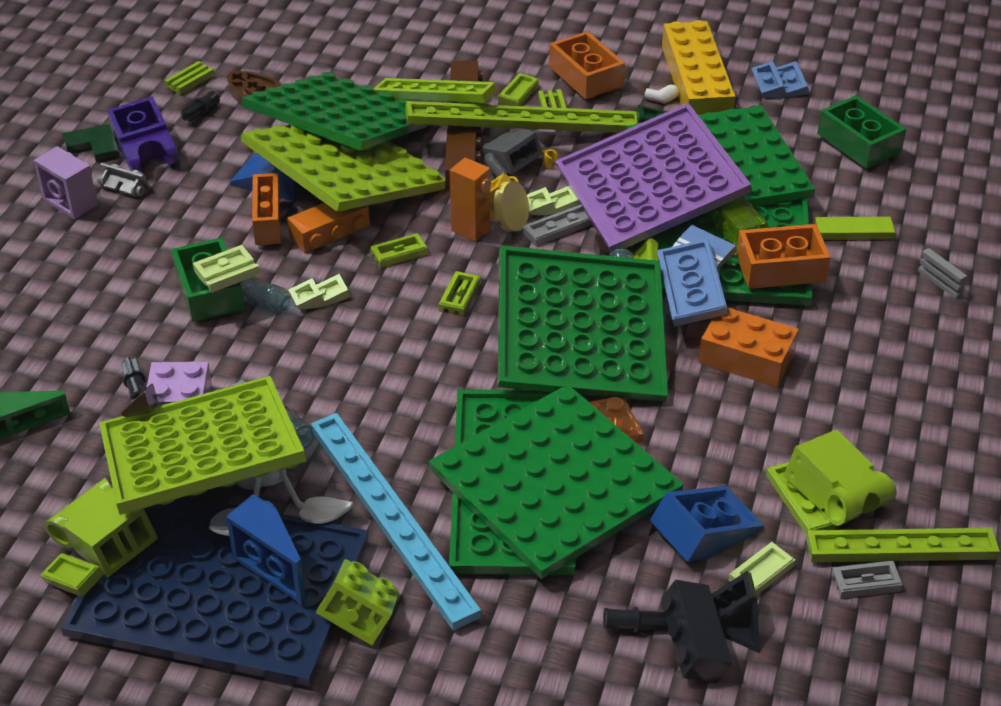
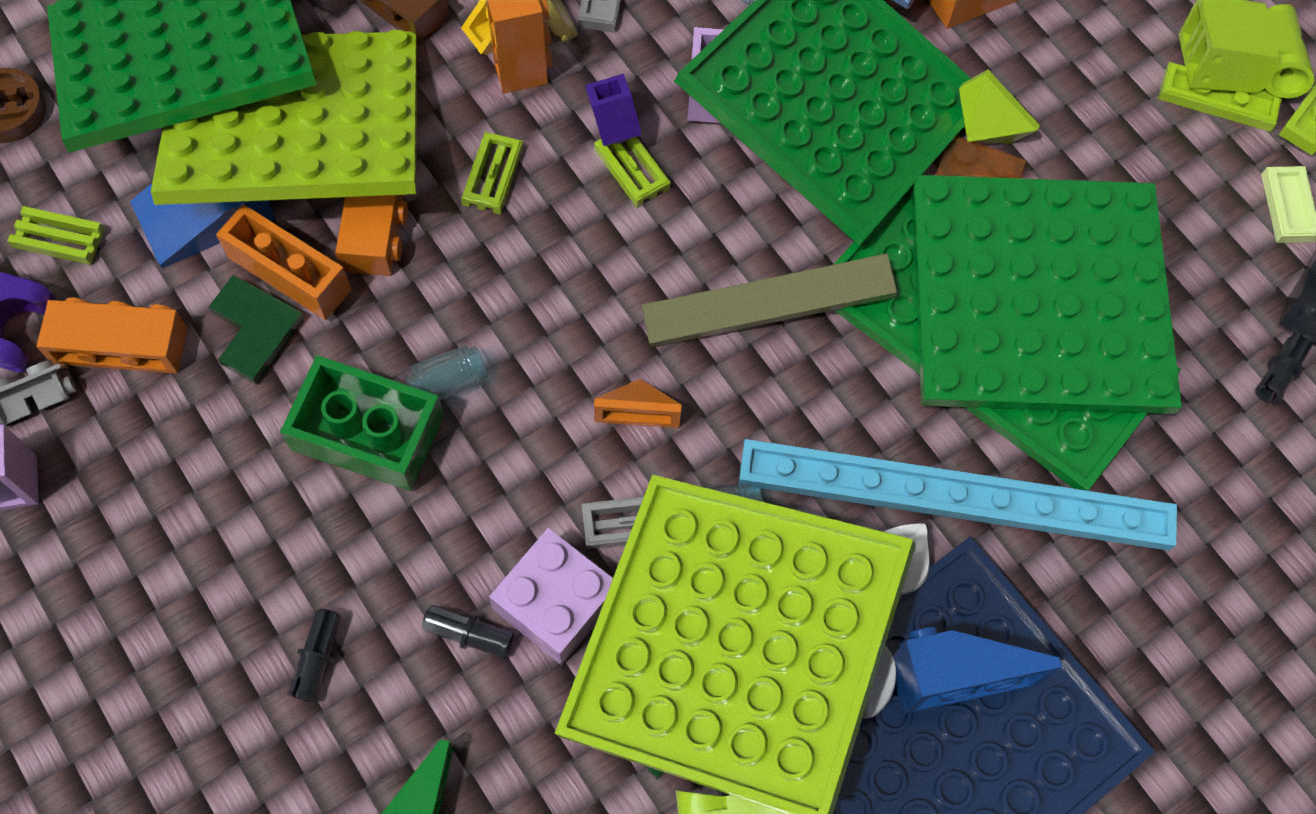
camera: 55 degrees left, 25 degrees up
(75, 337) = (315, 656): none -> black axle
(142, 404) = (573, 663): dark brown slope -> none
(176, 186) = (112, 335): none -> orange brick
(198, 138) = (27, 226): none -> lime tile
(226, 268) = (403, 393): yellowish green plate -> none
(232, 228) = (263, 324): none -> dark green tile
(309, 295) = (494, 310): yellowish green slope -> none
(316, 367) = (637, 405): none -> orange slope
(359, 601) = (1094, 613): lime bracket -> none
(430, 378) = (769, 300): none -> olive tile
(474, 256) = (613, 109): none -> dark purple slope
(648, 399) = (993, 112): none -> lime slope
(704, 521) = (1204, 204): blue slope -> none

